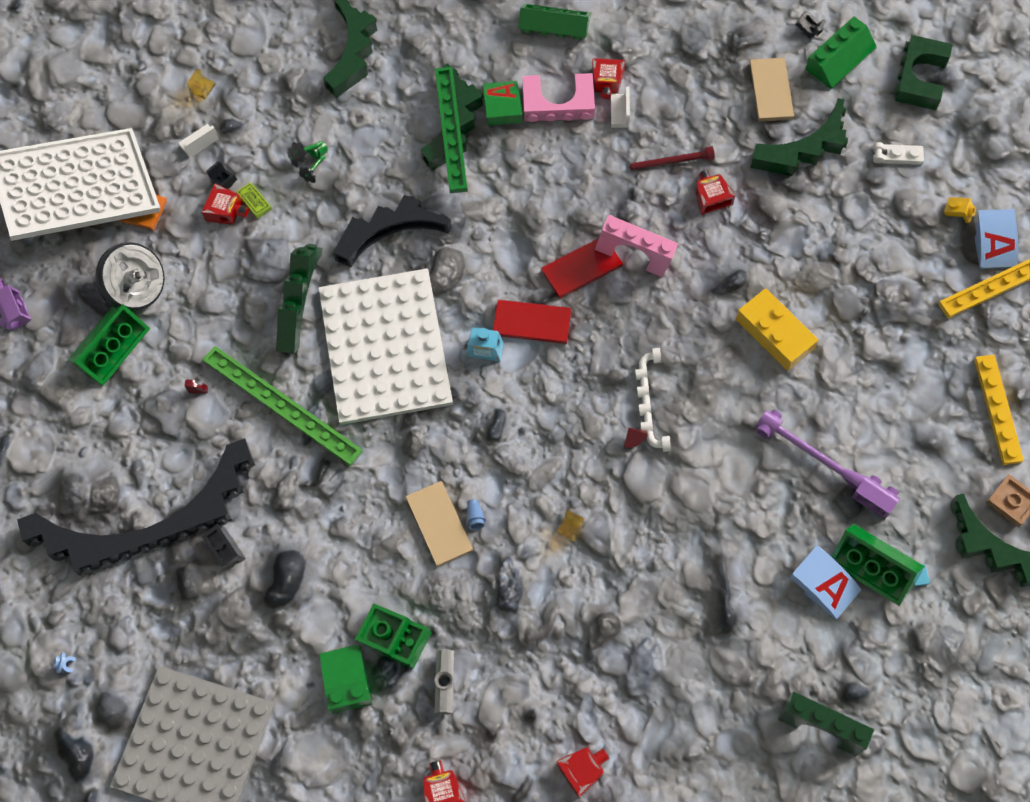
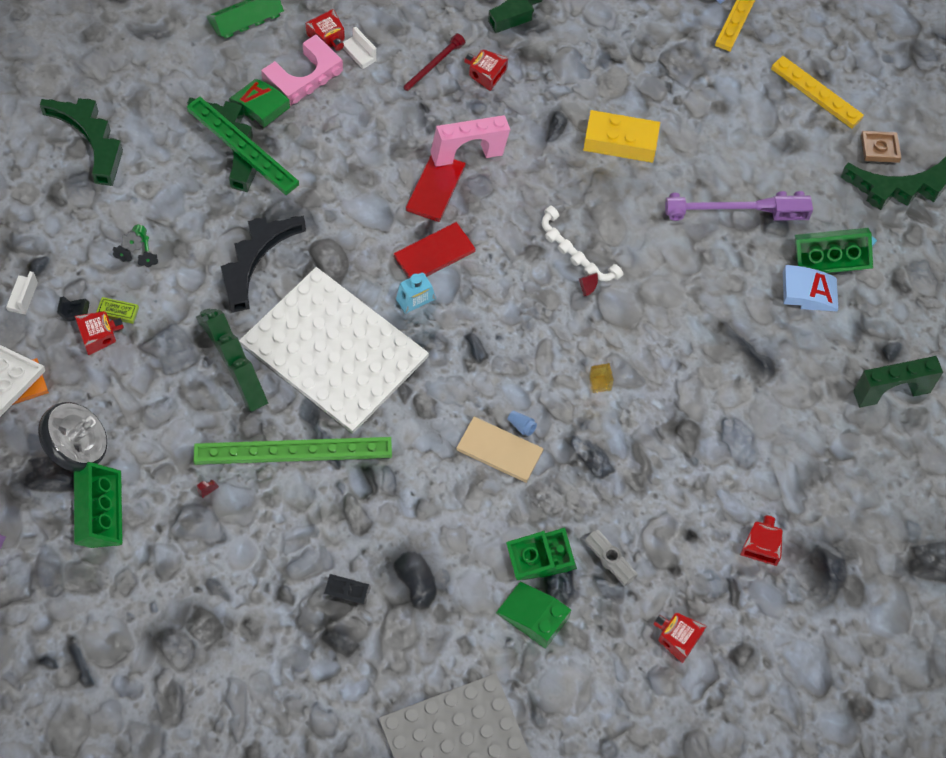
camera: 45 degrees left, 5 degrees down
(100, 551) = (243, 672): black arch -> none

